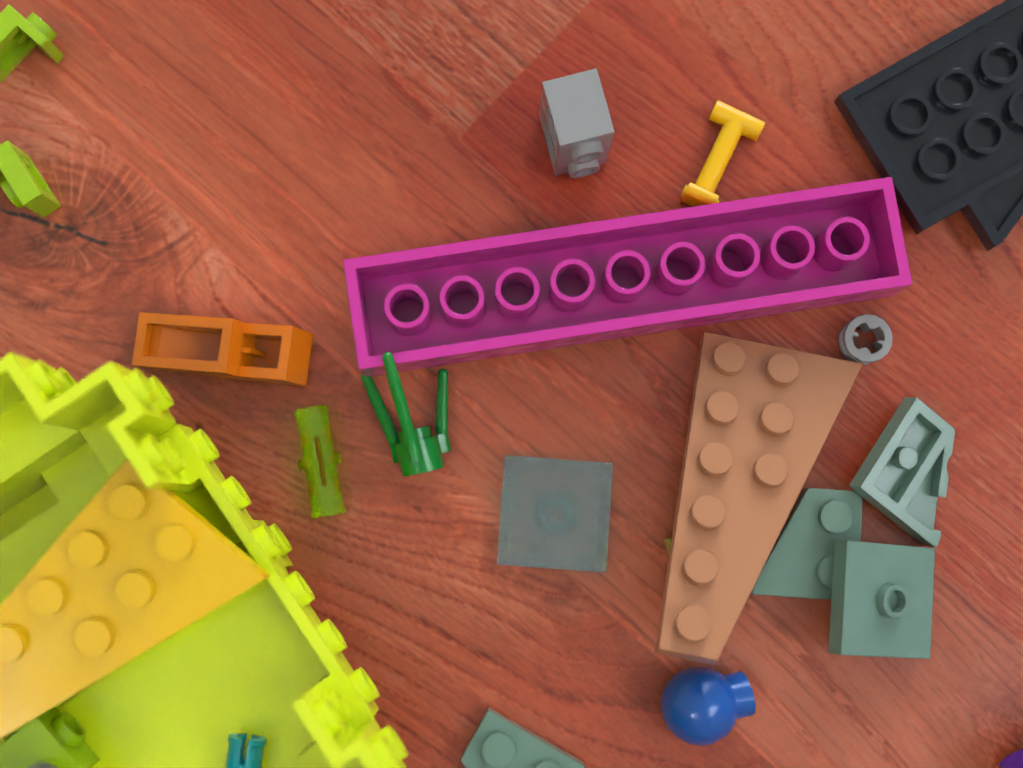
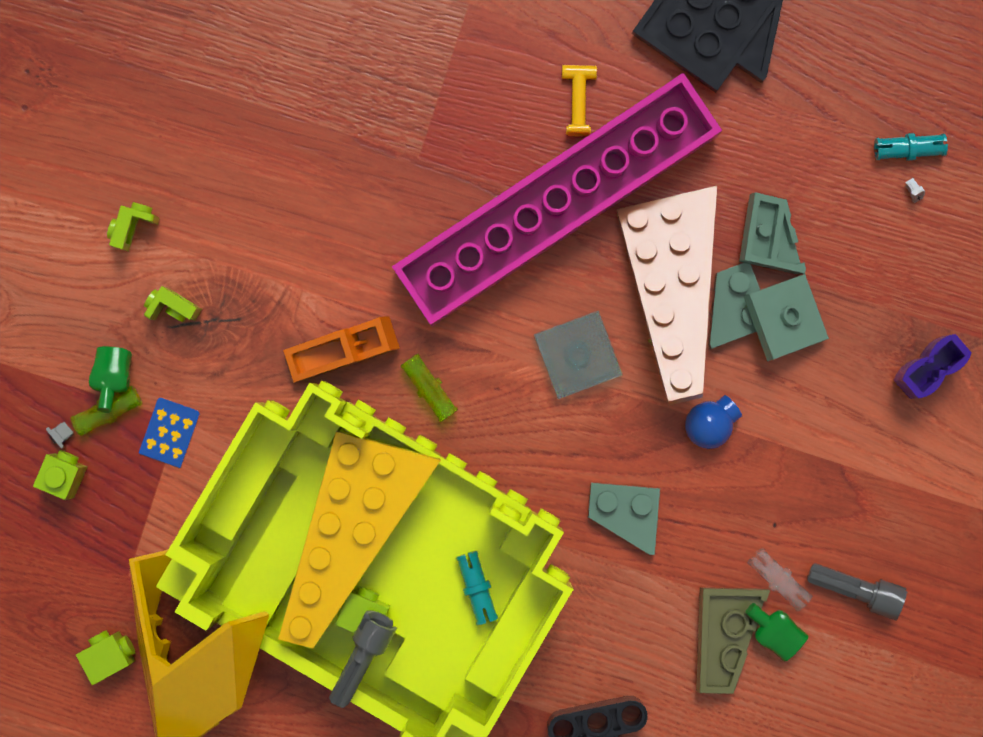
camera: 15 degrees left, 5 degrees up
(412, 447) = (481, 354): green plant -> none
(576, 123) = (487, 124): light grey brick -> none
(866, 324) = (710, 159): light grey bush -> none

